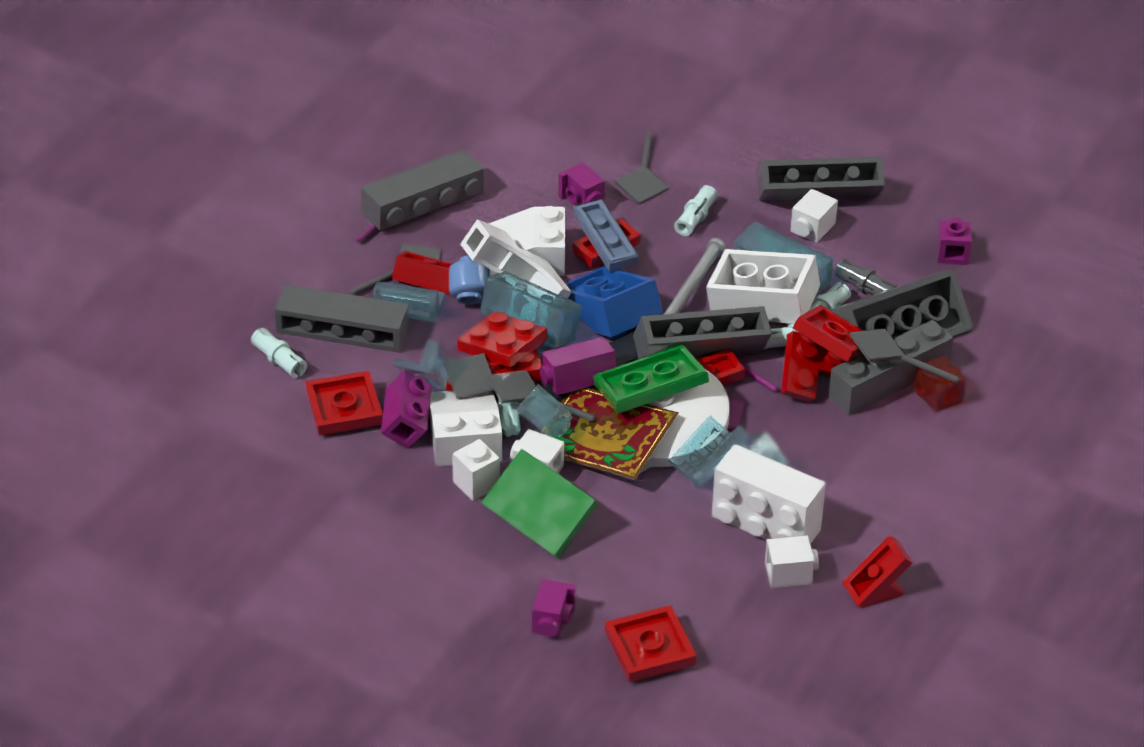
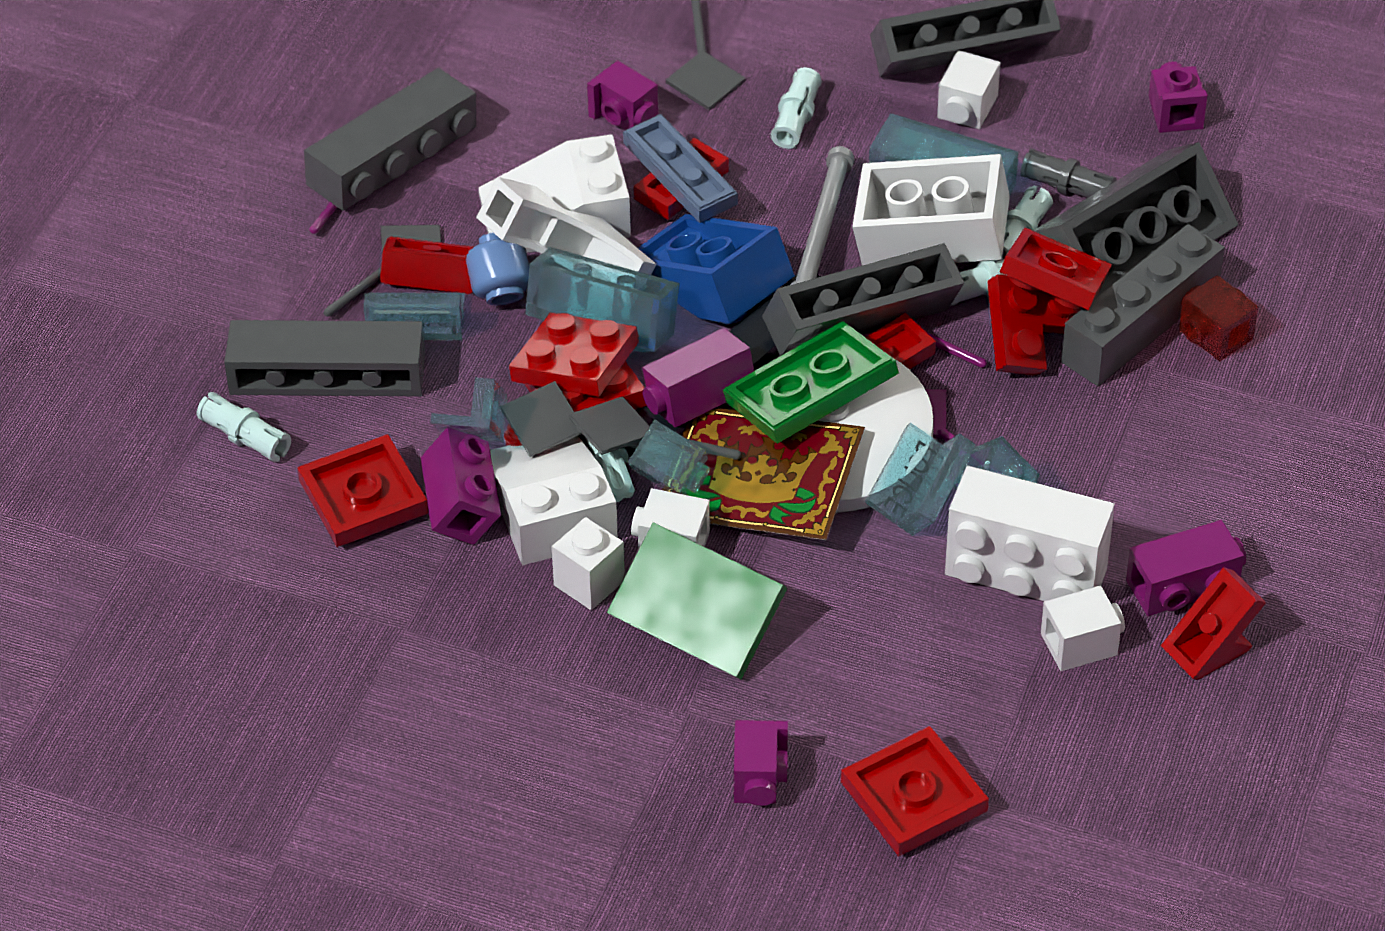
camera: 10 degrees left, 5 degrees up
(862, 532) = (1181, 566): none -> magenta brick
(879, 345) = (1130, 280): dark grey piece -> none

